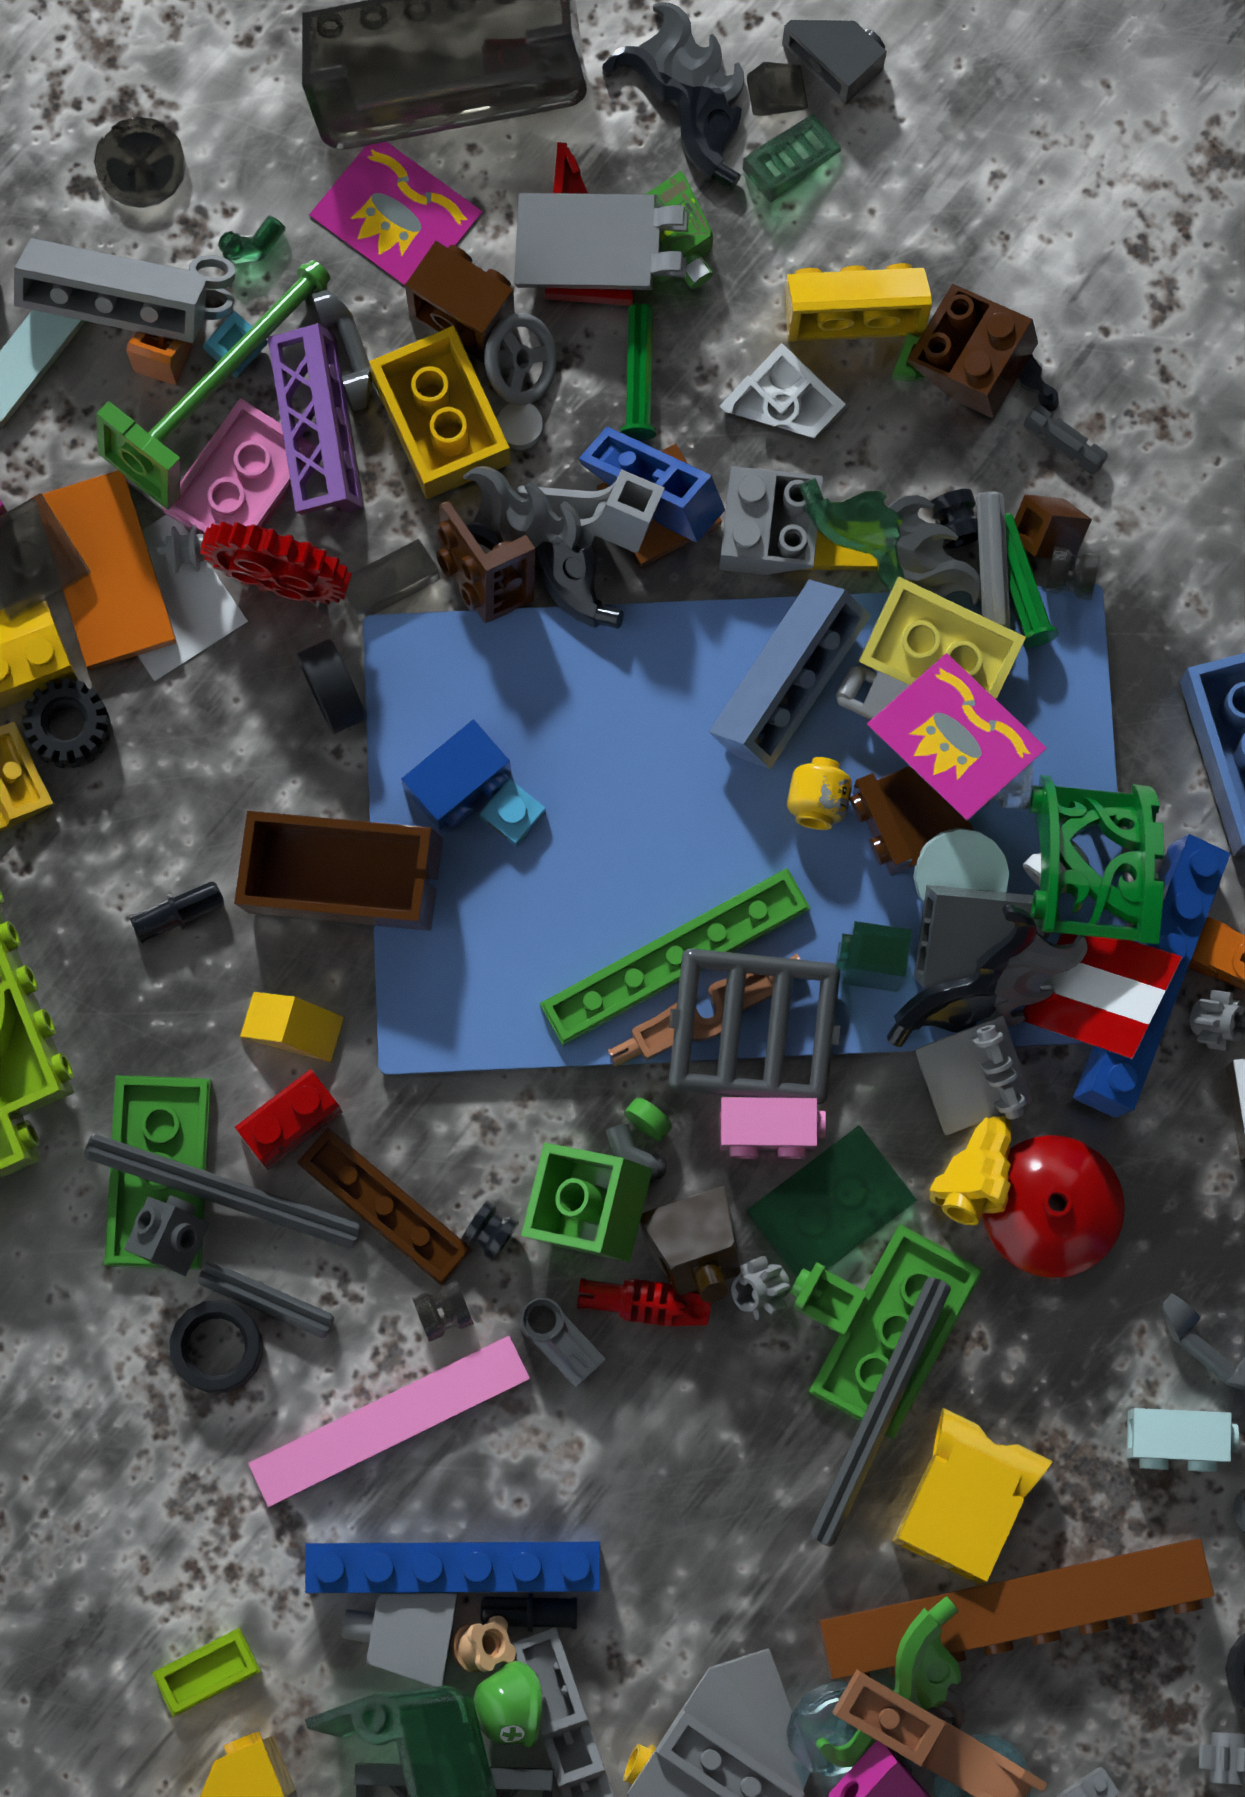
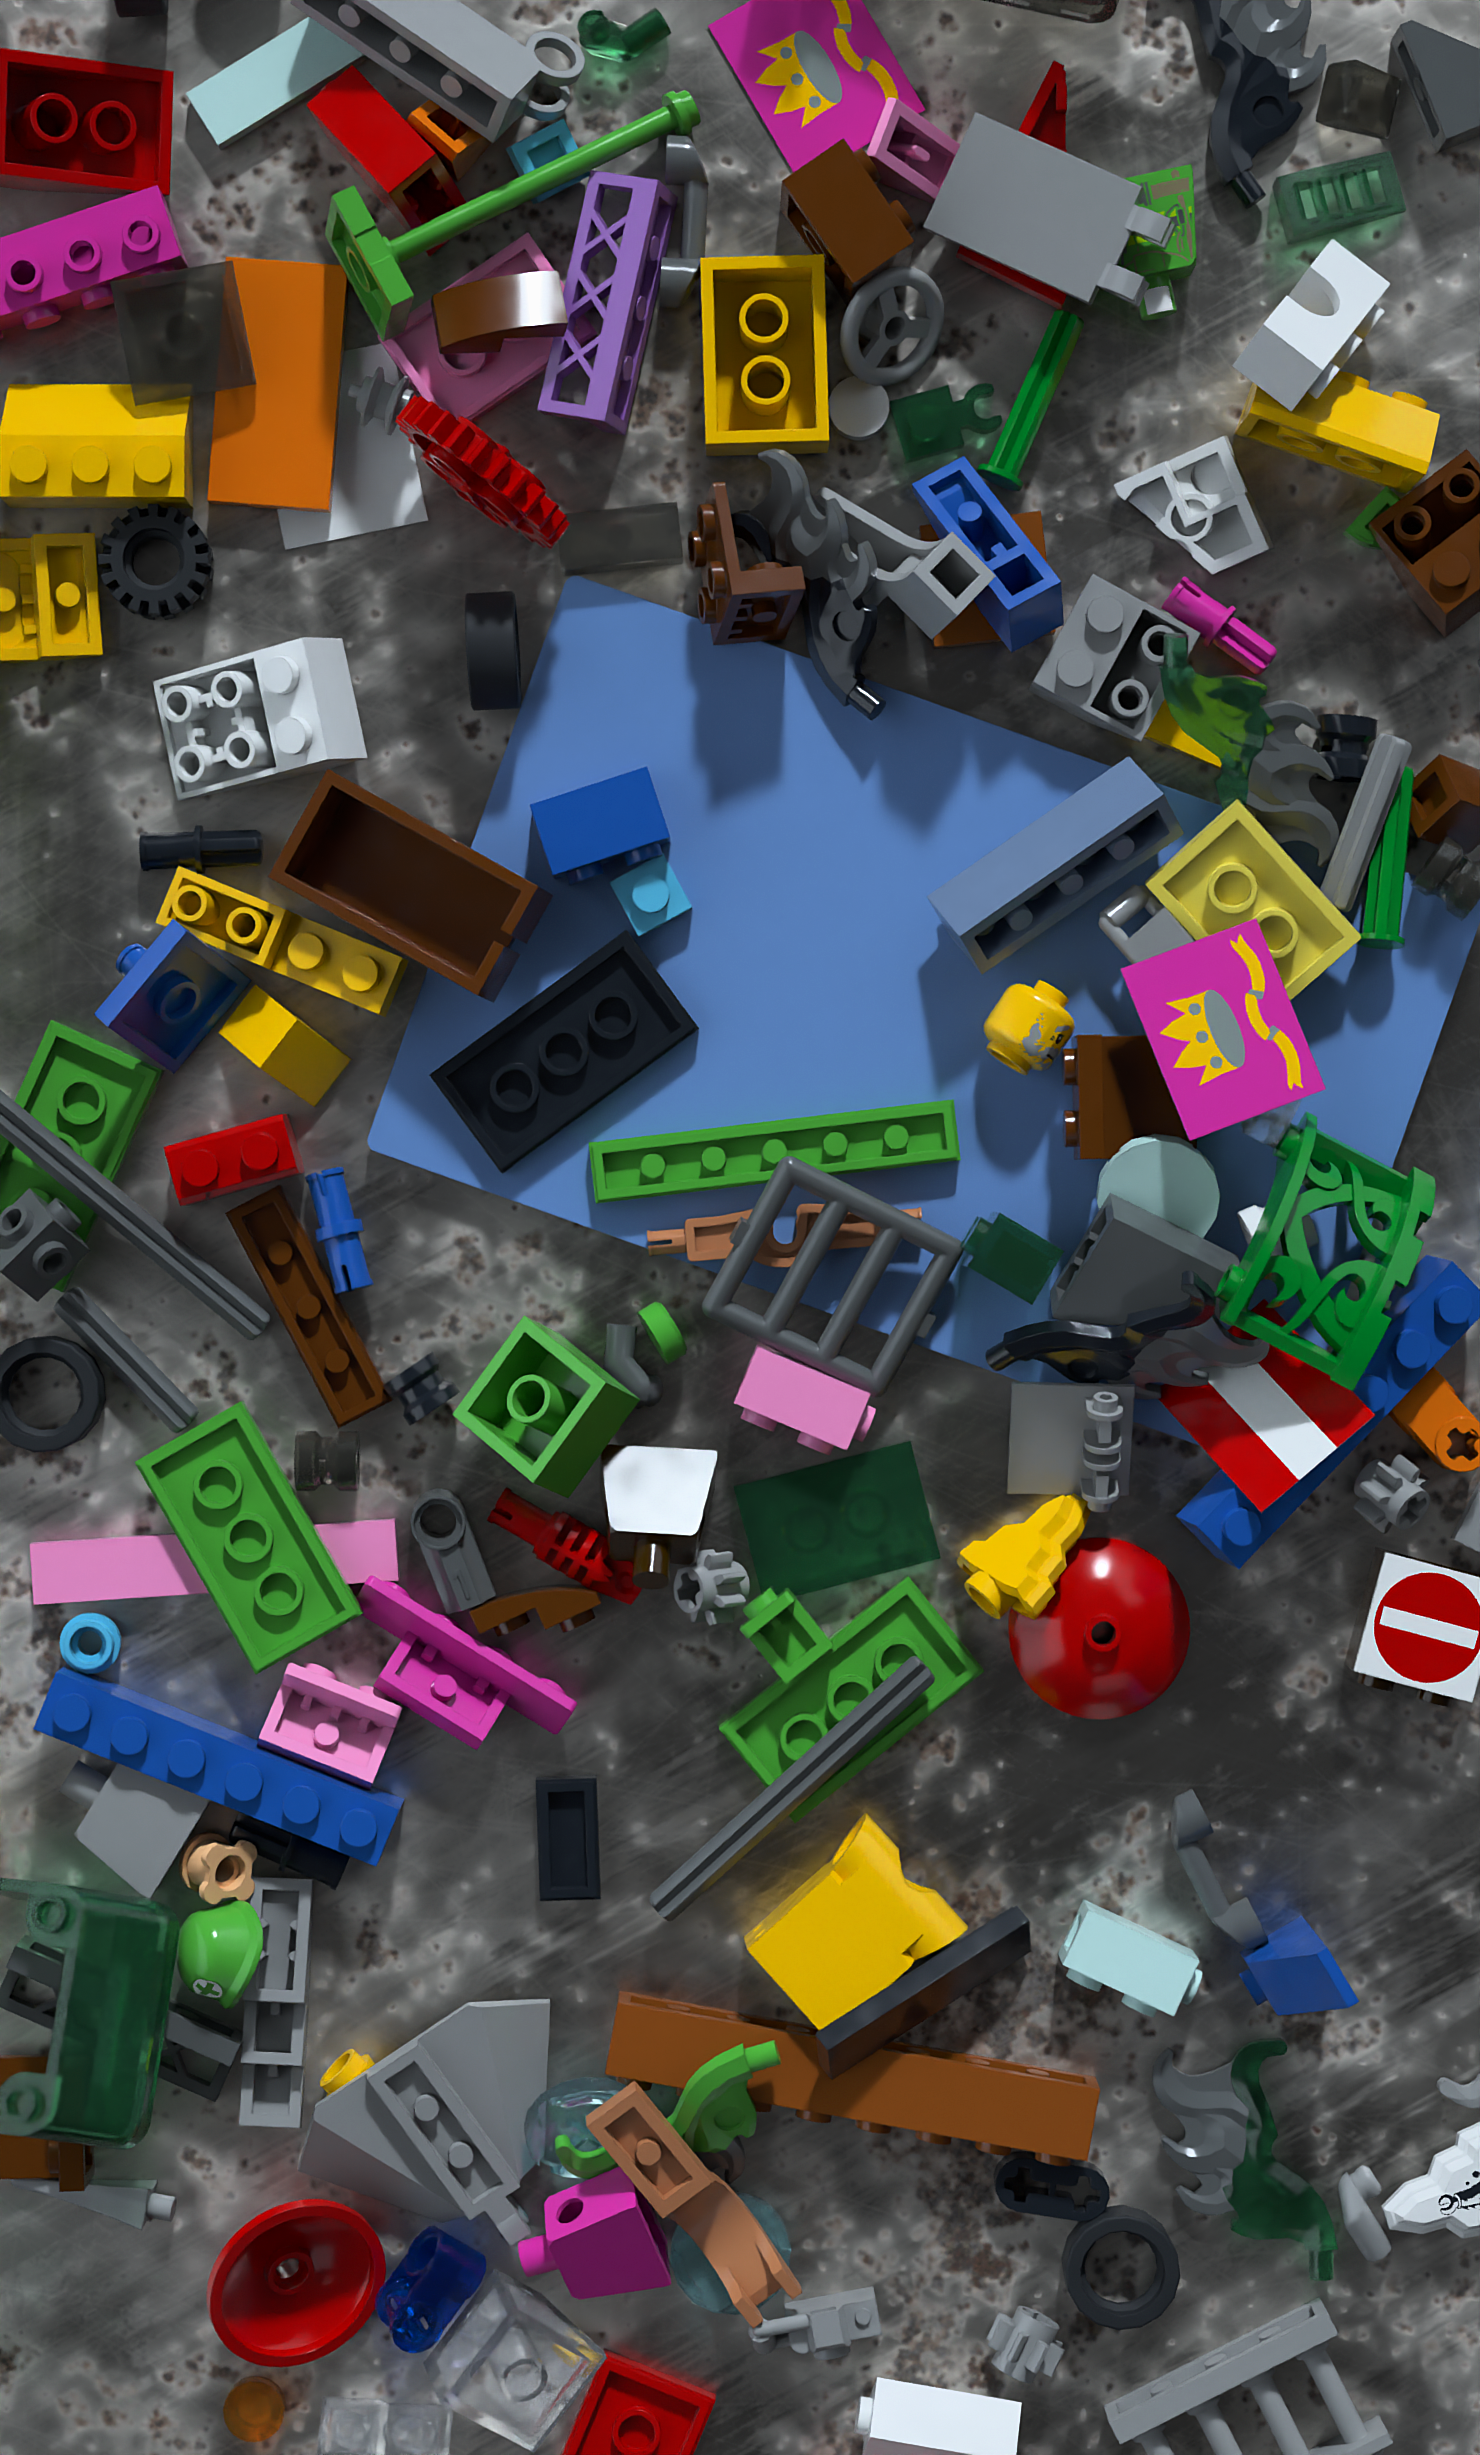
camera: 30 degrees right, 10 degrees up
(123, 377) = (385, 151): none -> red slope
(183, 801) = (260, 717): none -> white slope
(197, 1018) = (171, 995): none -> blue tile
(233, 458) = (488, 310): none -> reddish brown slope
(261, 952) = (283, 941): none -> yellow slope
(306, 1514) = (73, 1651): none -> medium azure plate
(384, 1141) = (339, 1230): none -> blue pin
(408, 1390) = (249, 1537): none -> bright green tile
(485, 238) = (911, 151): none -> bright pink slope
(495, 947) = (564, 1051): none -> black tile
(523, 1503) = (330, 1724): none -> bright pink bracket
(577, 414) = (933, 423): none -> clear green plate
(598, 1429) = (452, 1674): none -> dark pink bracket
(653, 1347) = (555, 1604): none -> reddish brown slope
(732, 1520) = (568, 1838): none -> black tile
(812, 242) = (1314, 327): none -> white arch
(835, 471) = (1219, 626): none -> dark pink axle
(1040, 1519) = (923, 1992): none -> black tile
(1199, 1644) = (1048, 2200): none -> black beam

